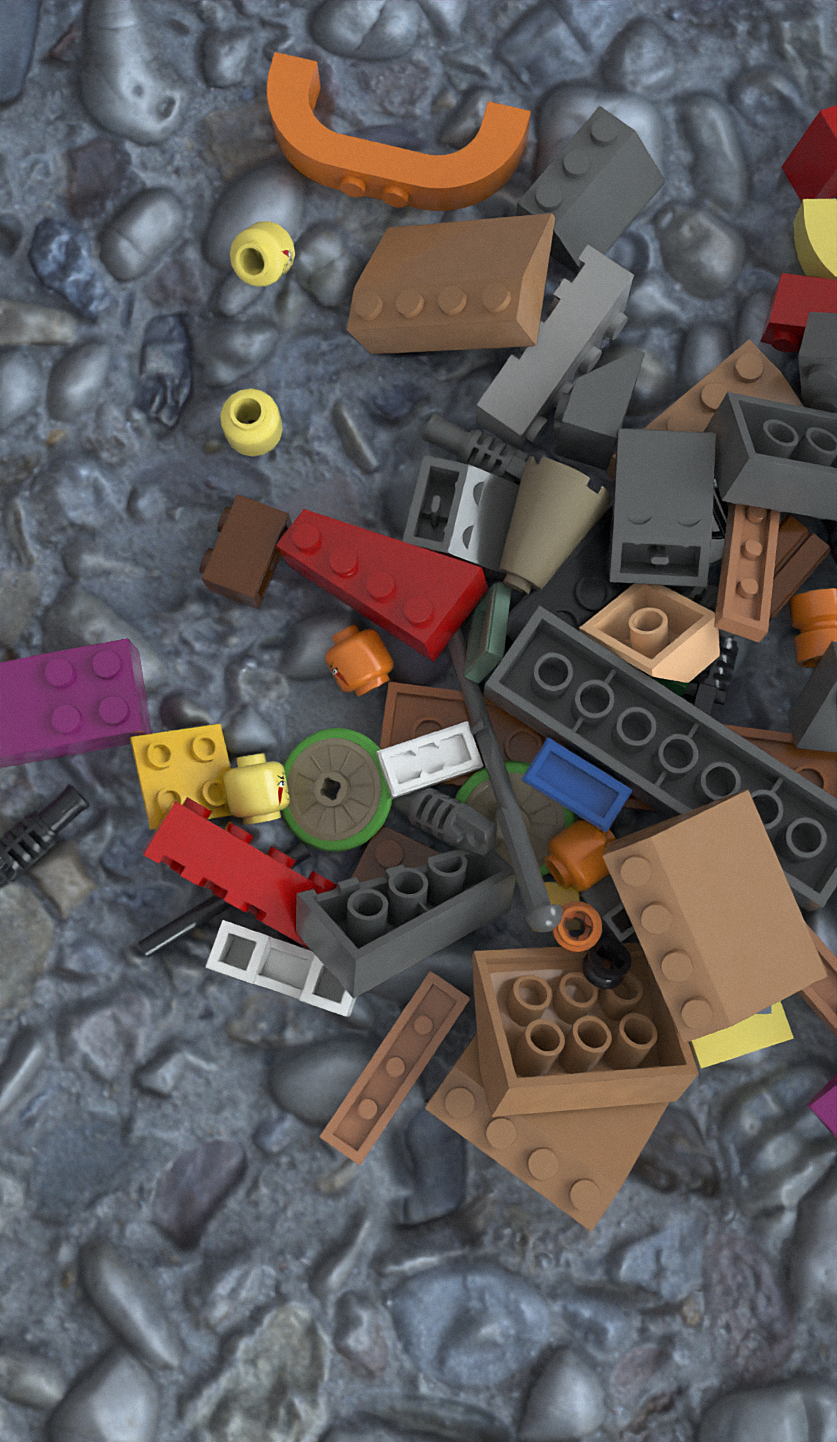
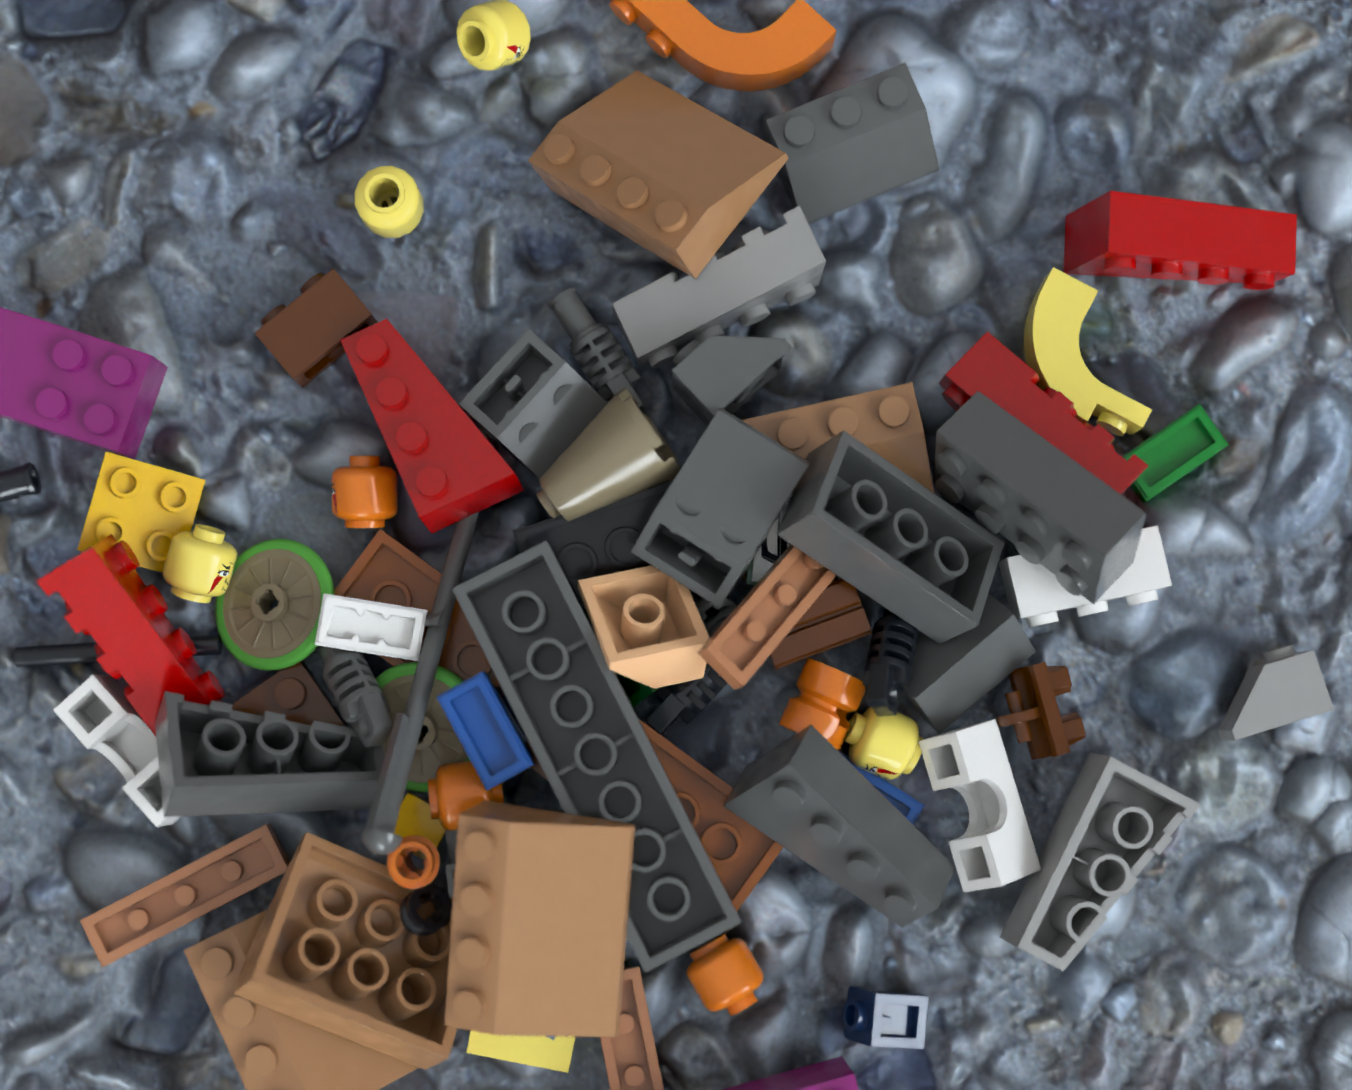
camera: 25 degrees right, 5 degrees up
(487, 632) = (495, 534): sand green tile -> none

